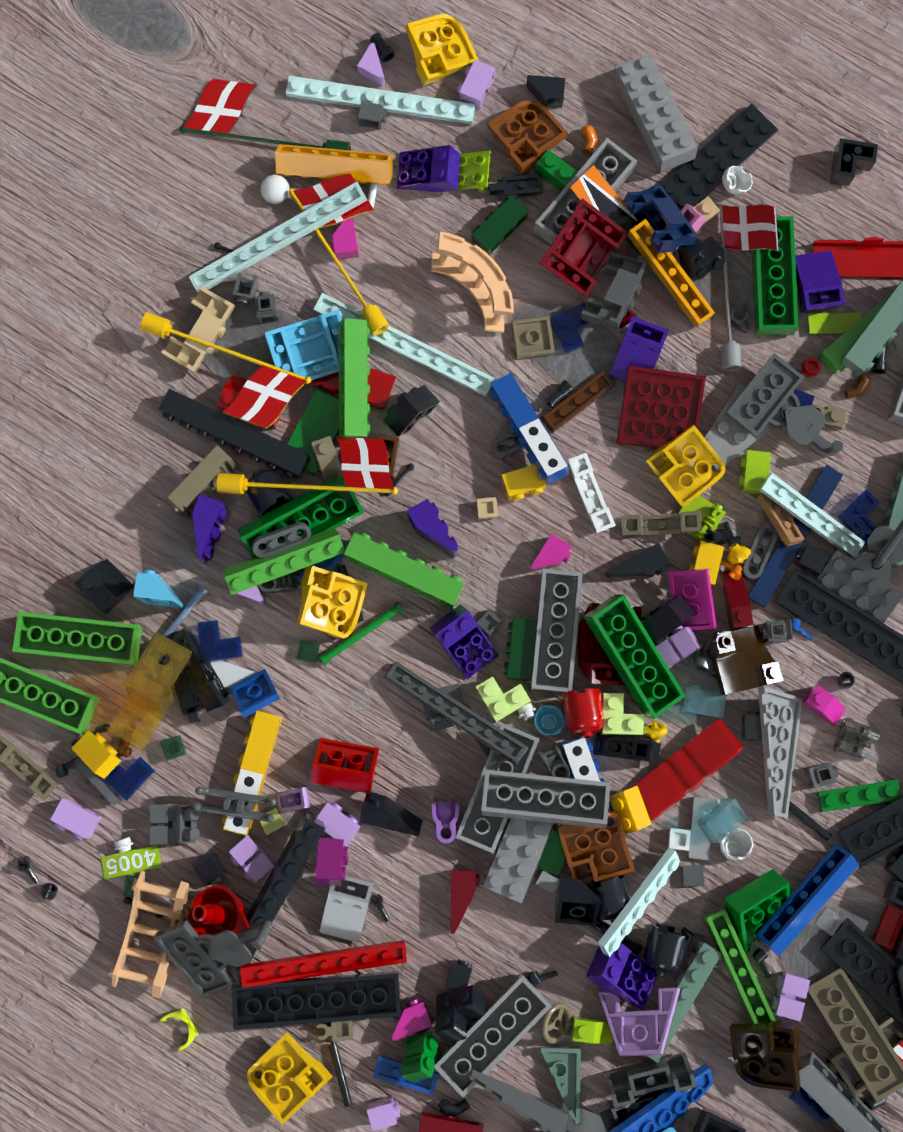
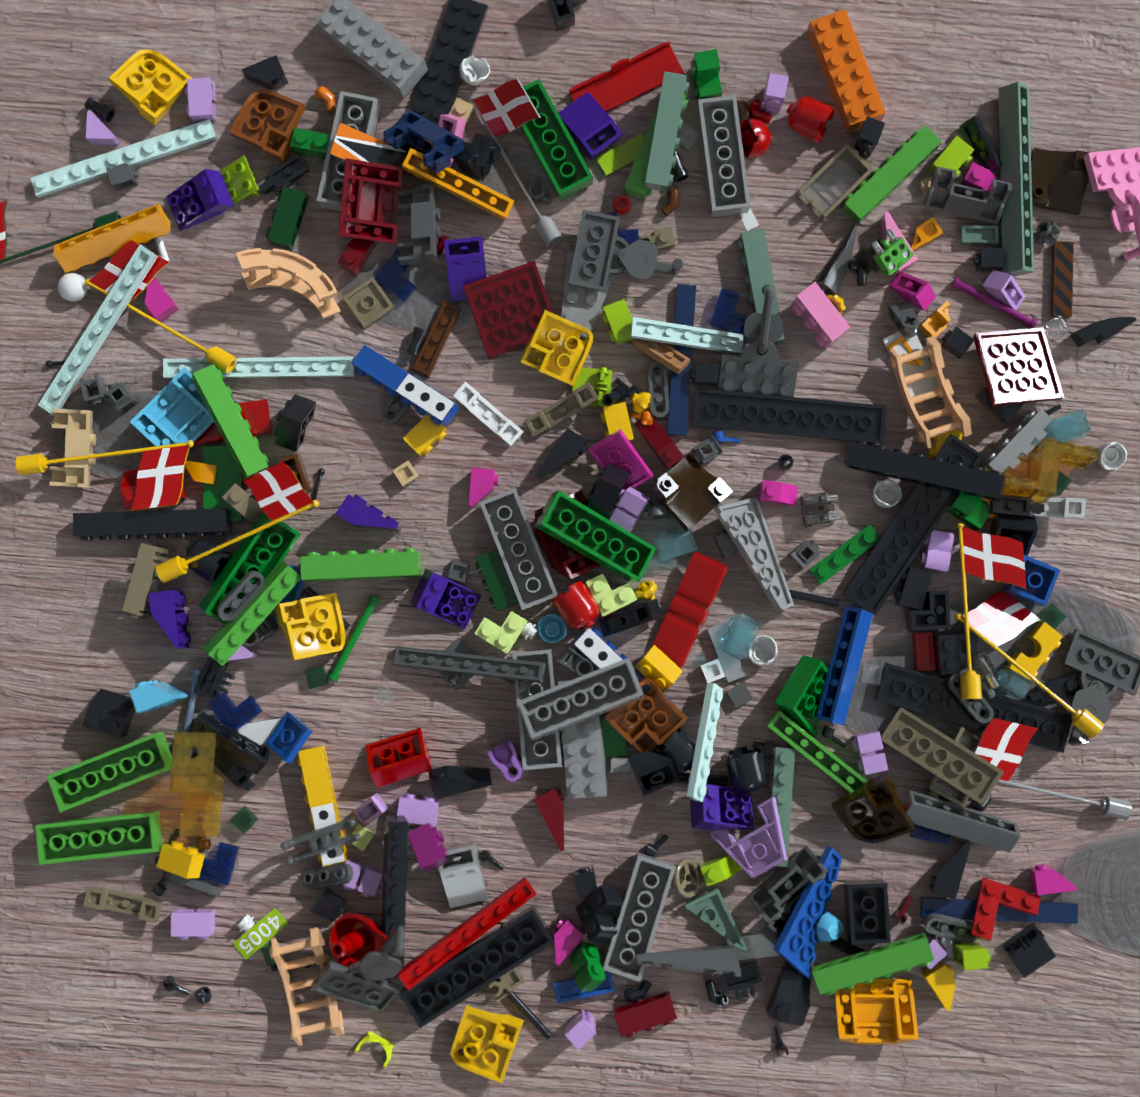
camera: 25 degrees left, 5 degrees up
(182, 827) = (279, 883): dark grey hips -> none
(214, 603) = (213, 679): none -> black hinge
(226, 844) = (316, 878): none -> dark grey plate
(303, 411) = (202, 472): none -> light orange slope
(544, 289) = (356, 255): none -> dark red slope

